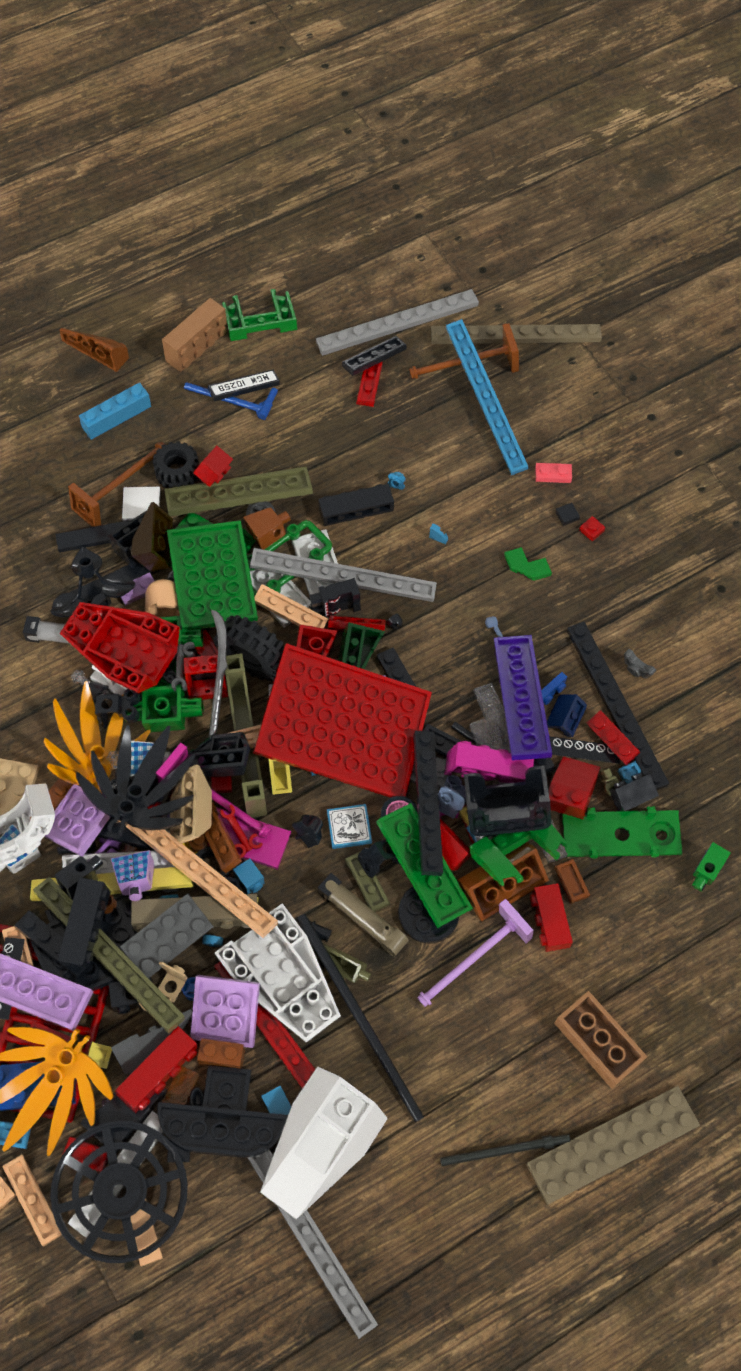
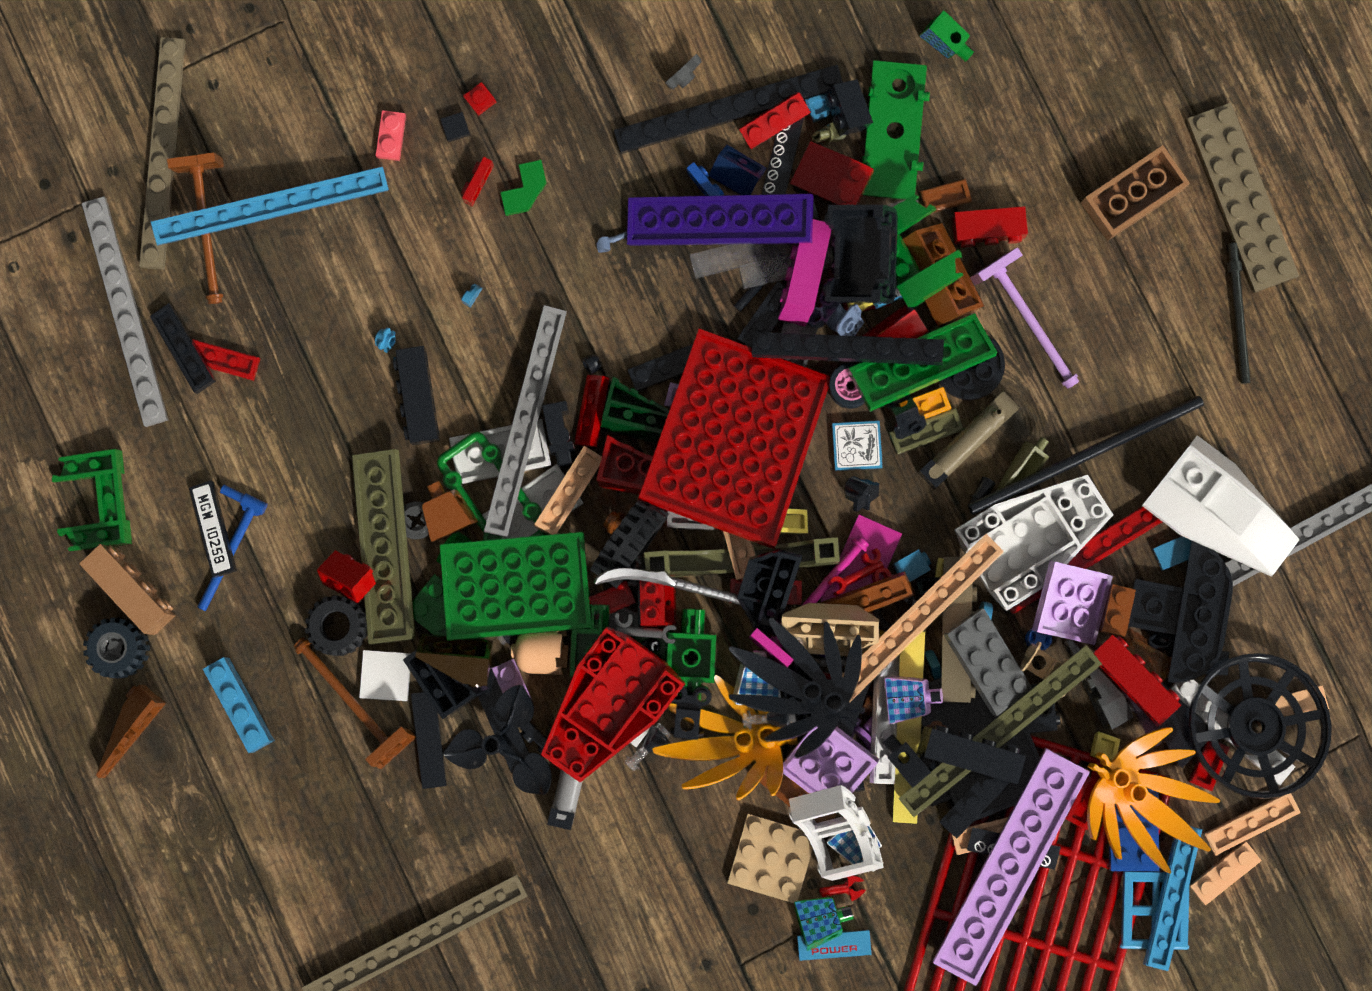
camera: 80 degrees left, 20 degrees up
(149, 331) = (116, 648): none -> black wheel
(390, 879) = (931, 403): none -> light orange plate
(527, 530) = (481, 173): none -> red plate

